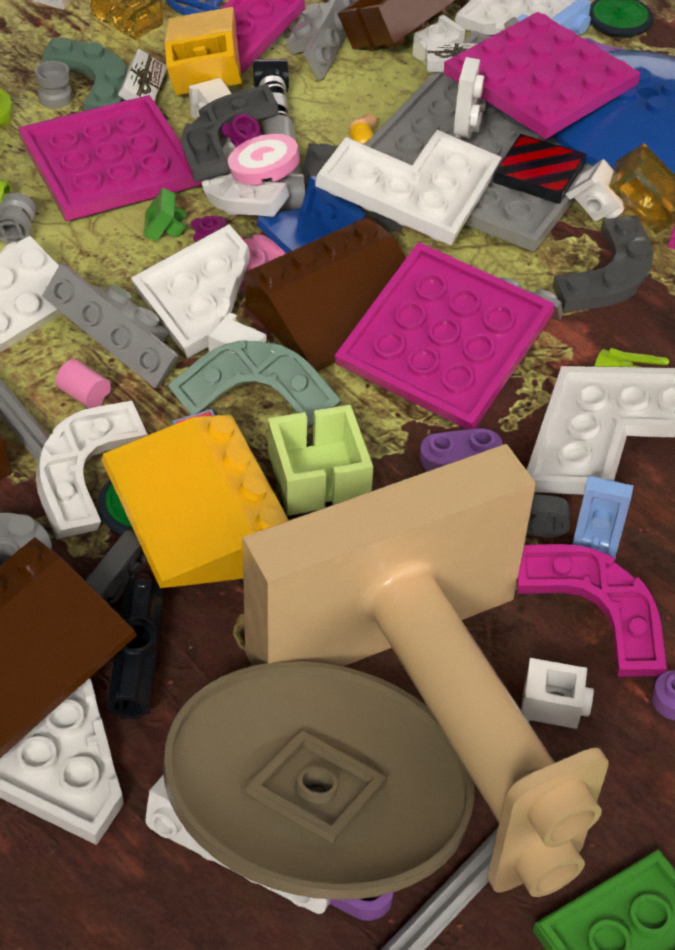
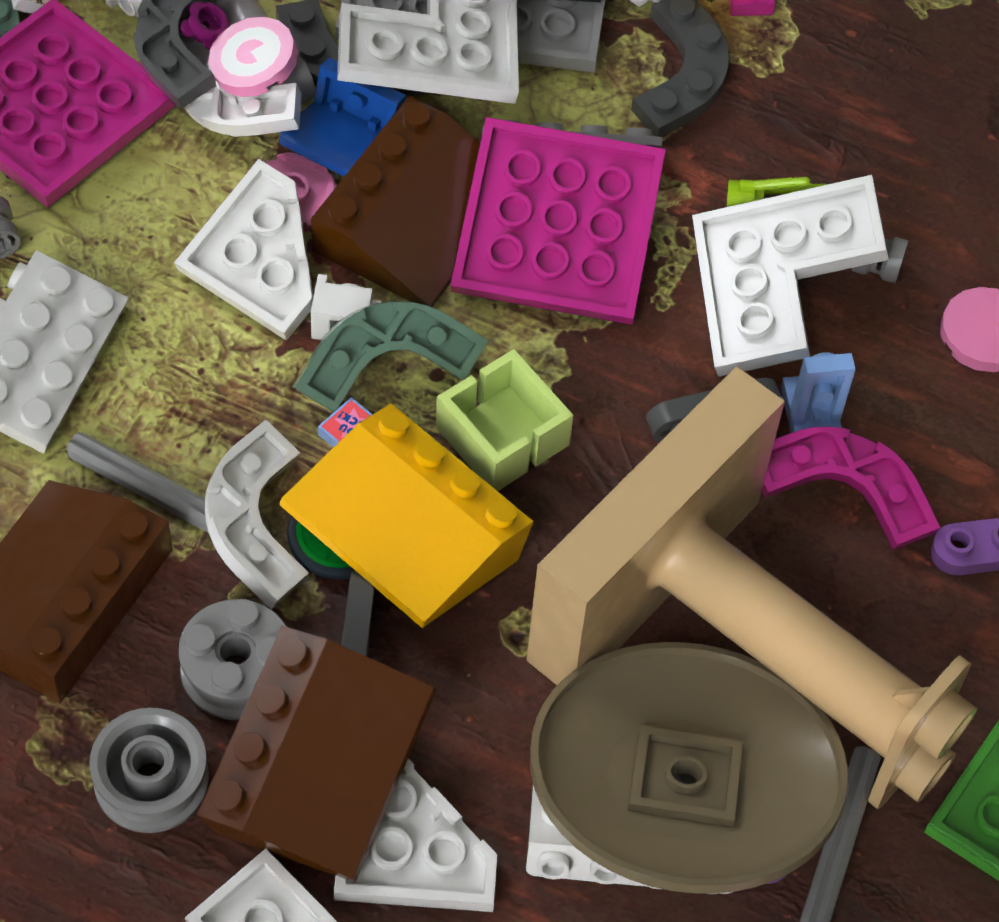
camera: 25 degrees left, 10 degrees up
(82, 383) = (195, 415): bright pink piece -> none
(114, 322) = (192, 328): light grey bracket -> none
(135, 668) = (442, 731): black piece -> none
(163, 216) = (162, 165): bright green tile -> none
(207, 226) = (224, 176): magenta plate -> none
(452, 446) = (636, 353): medium lavender plate -> none
(556, 693) = (852, 580): white brick -> none

